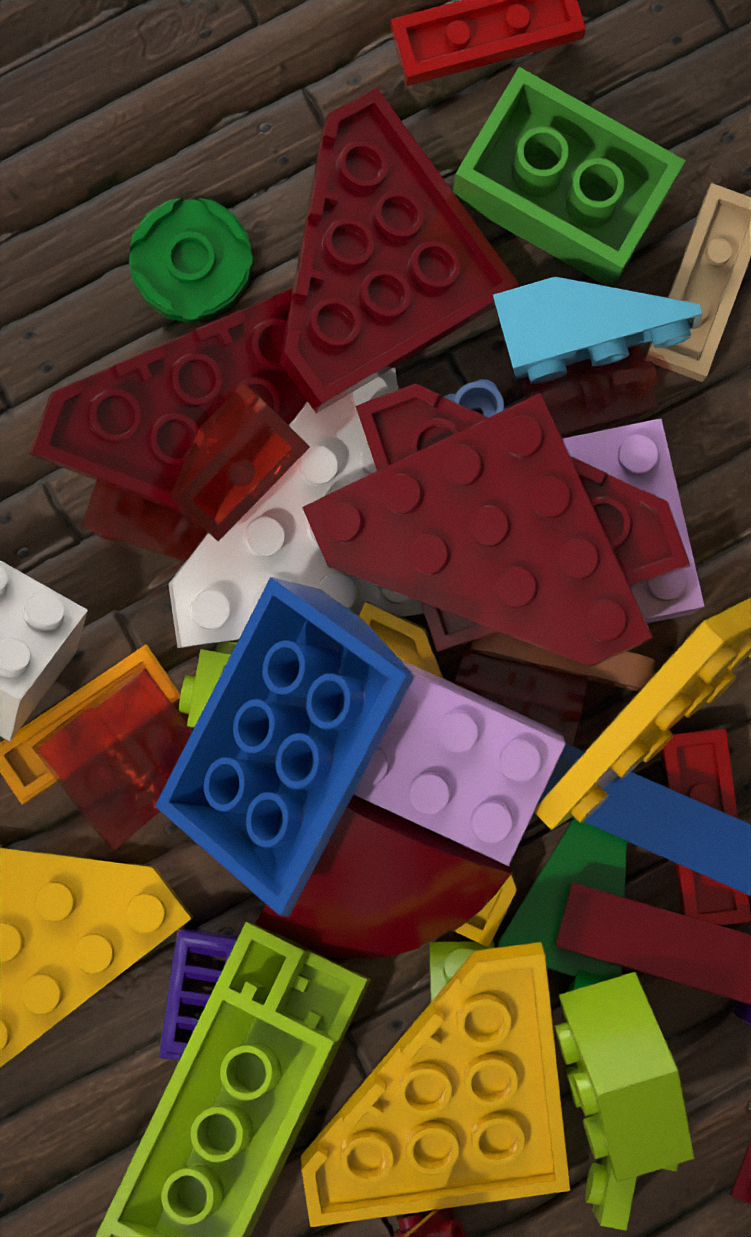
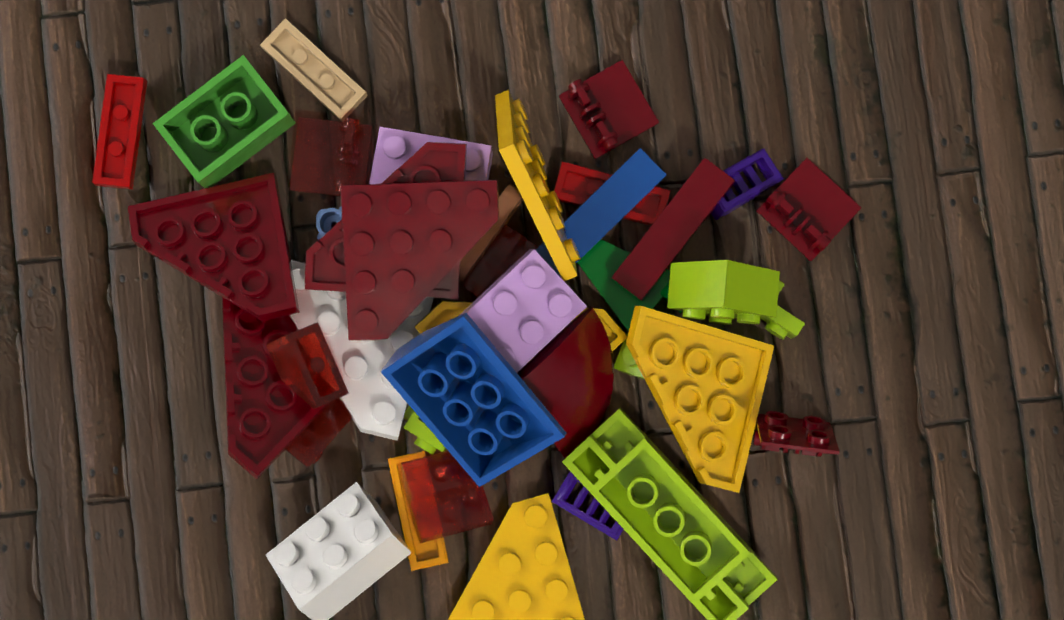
camera: 60 degrees left, 0 degrees up
(190, 259) = (181, 349): green tile -> none
(577, 321) = (305, 153): medium azure slope -> none

